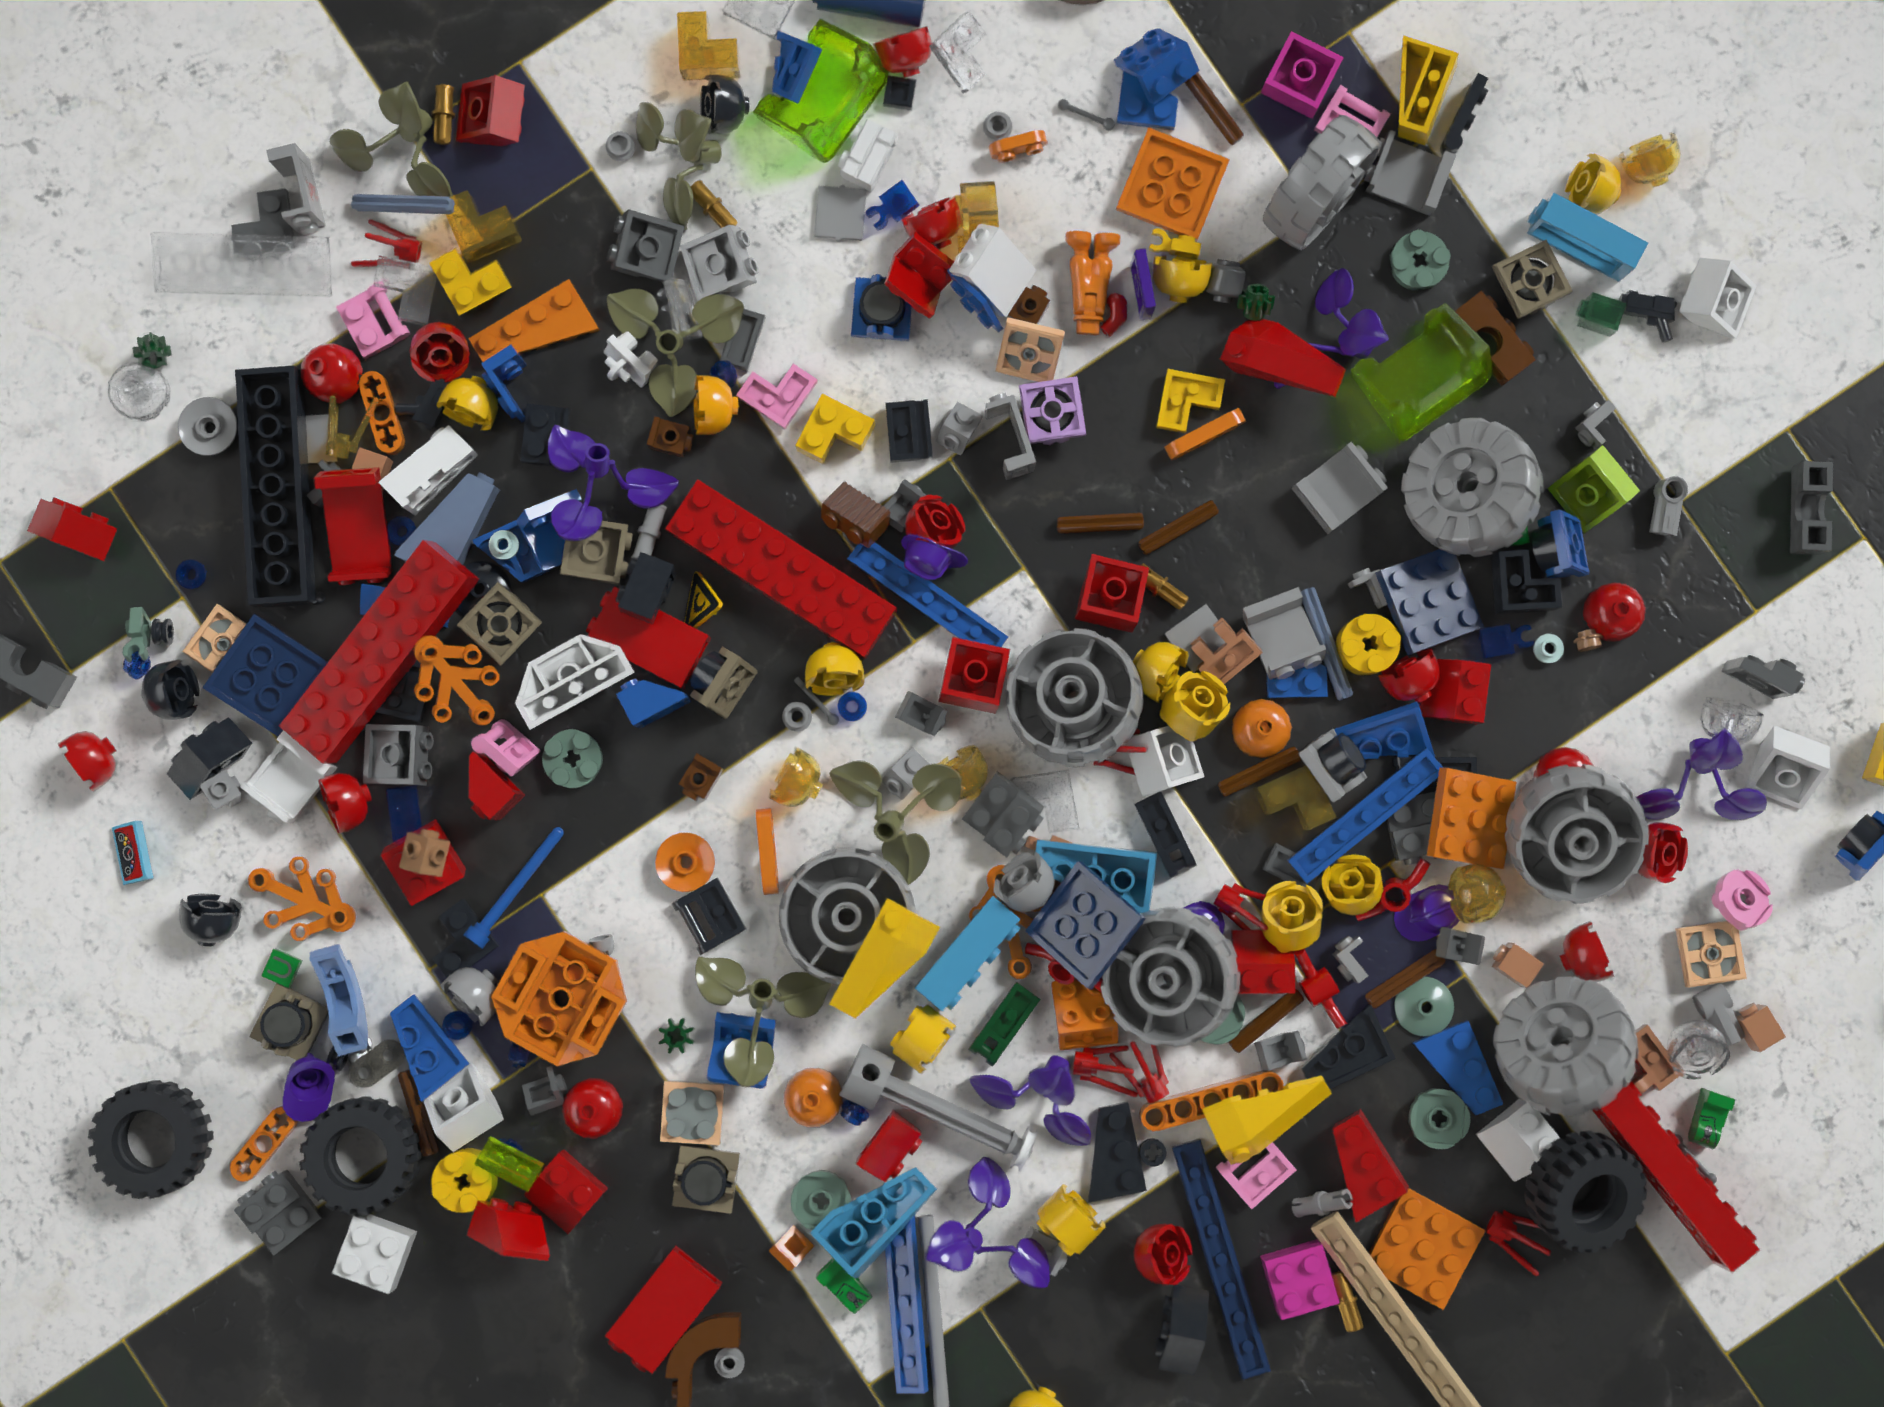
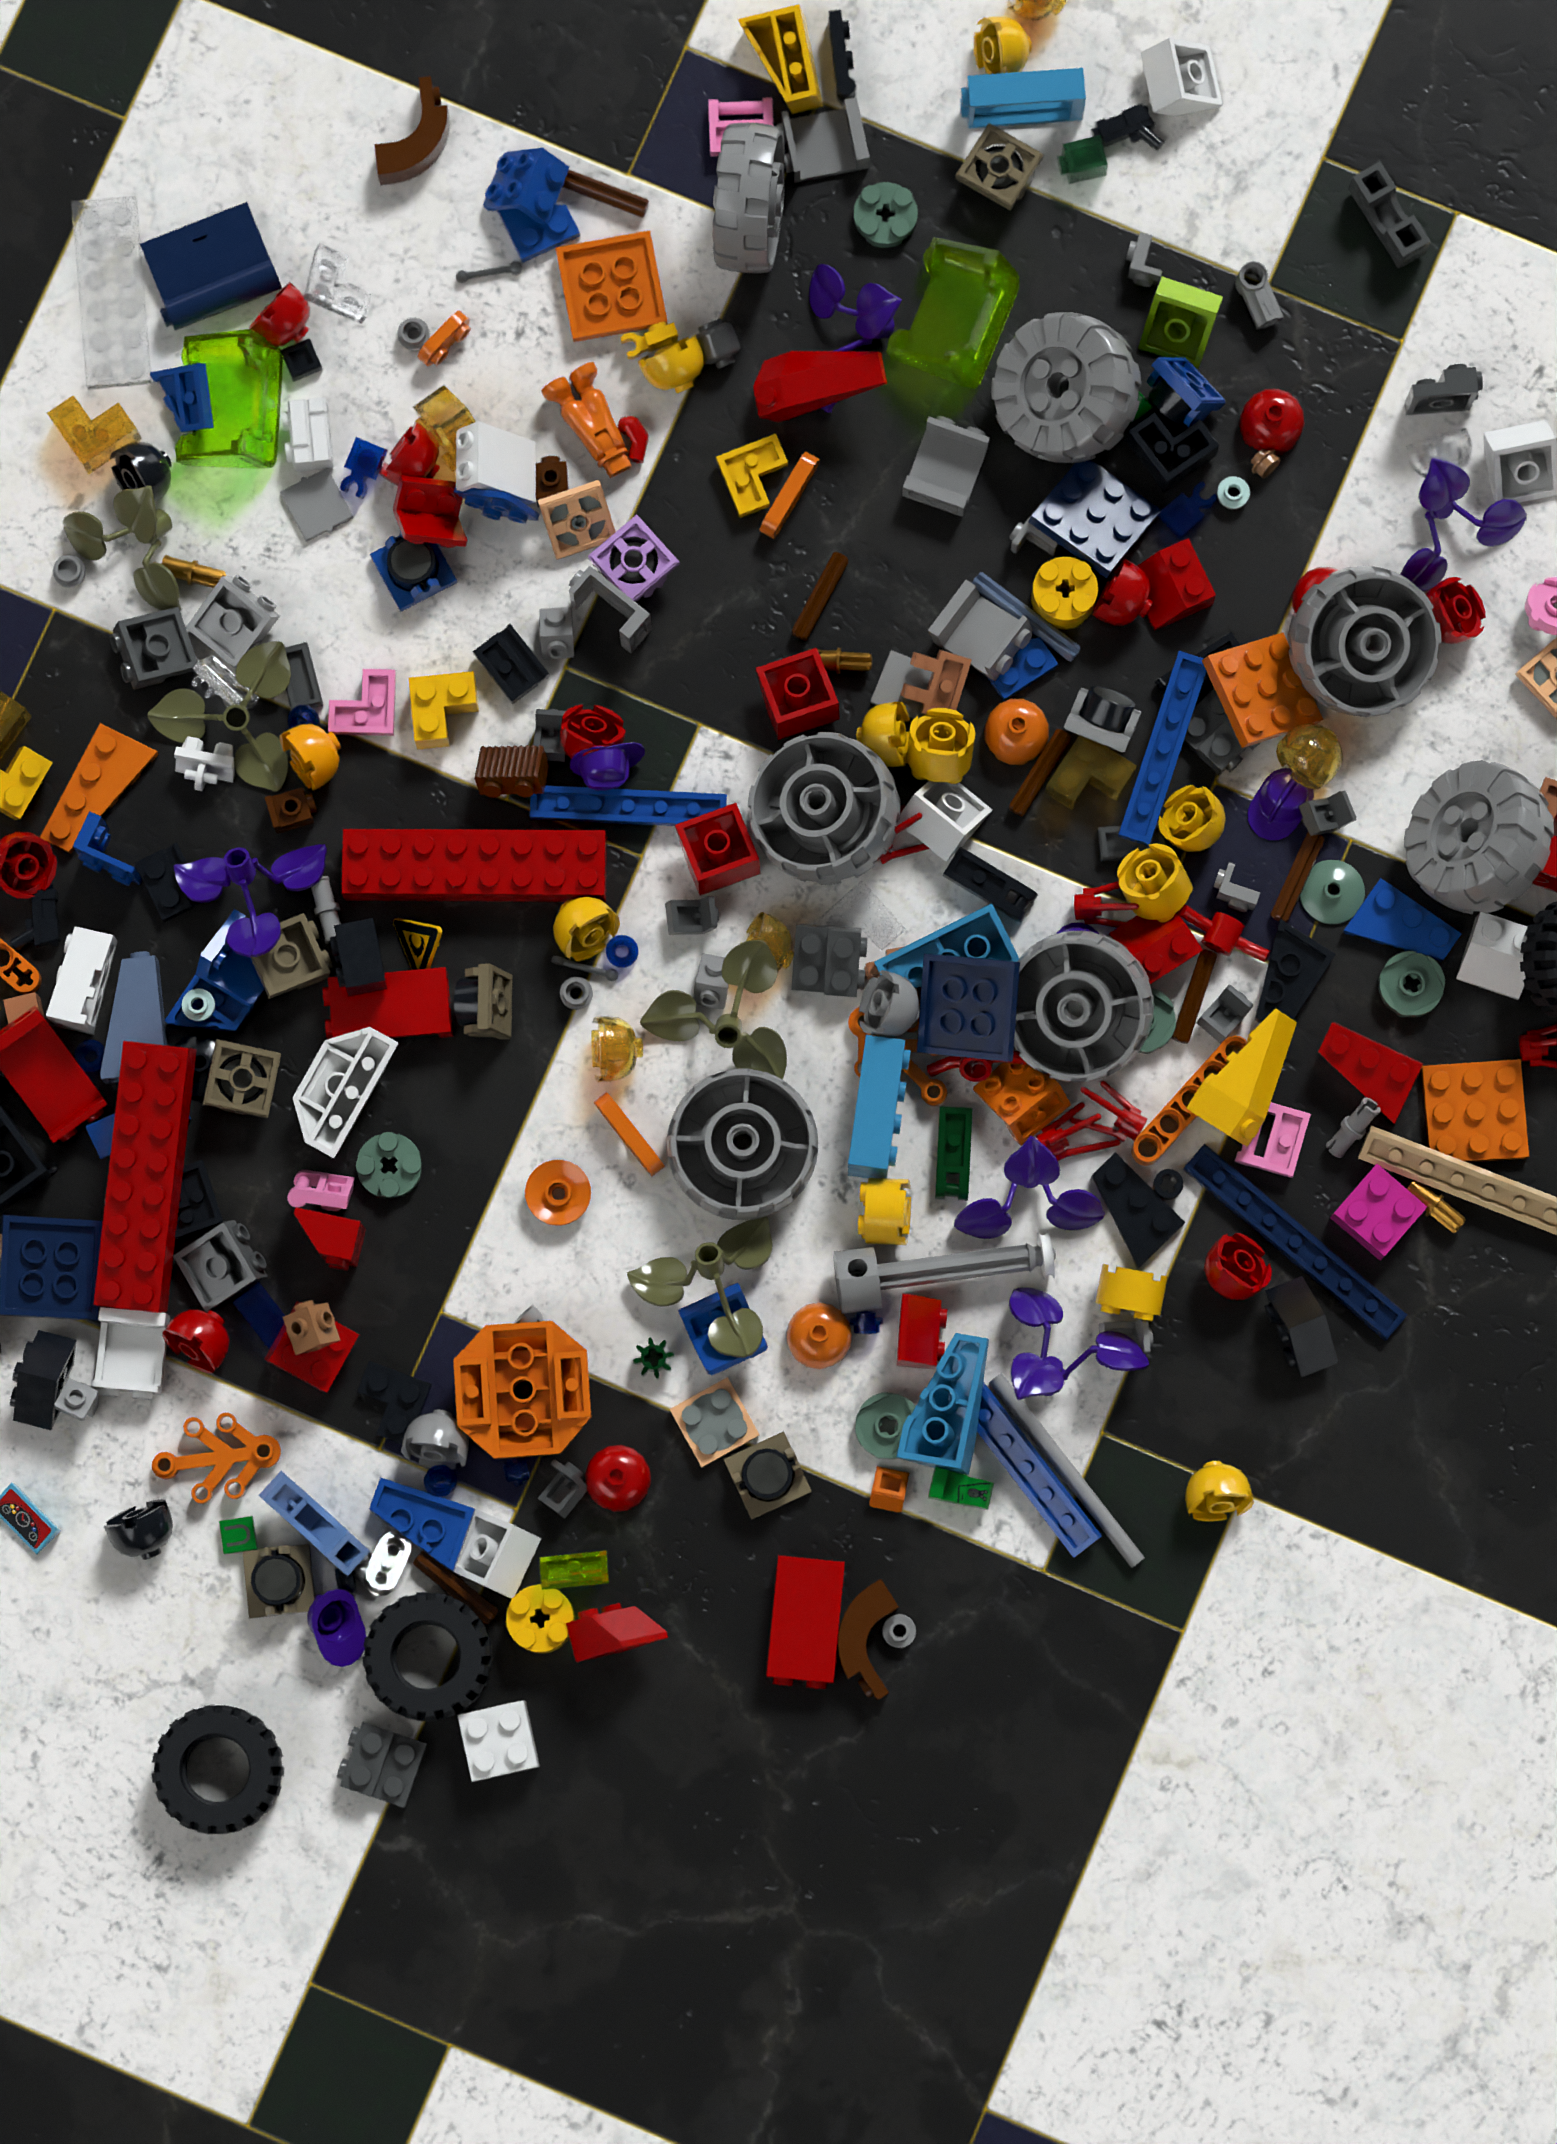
camera: 30 degrees left, 5 degrees down
(243, 1155) = (333, 1736): orange beam -> none
(452, 677) = (230, 1155): orange plant -> none
(469, 402) = (81, 894): yellow cylinder -> none
(480, 931) = (407, 1380): blue piece -> none
(565, 1191) = (642, 1571): red slope -> none
(648, 701) = (430, 1061): blue slope -> none
(711, 775) = (527, 1092): reddish brown brick -> none
(717, 910) = (617, 1218): black plate -> none
(888, 952) = (802, 1143): yellow wedge -> none
(1097, 523) = (744, 637): reddish brown axle -> none
(1142, 284) = (643, 393): dark purple tile -> none
(1256, 302) = (758, 345): dark green gear -> none
(1301, 75) = (667, 112): dark pink brick -> none
(1390, 733) = (1138, 659): blue wing -> none
(1406, 885) = (1243, 788): red piece -> none
(1511, 353) = (1025, 246): reddish brown arch -> none
(1516, 964) = (1390, 797): nougat brick -> none
(1585, 954) = (1445, 746): red cylinder -> none

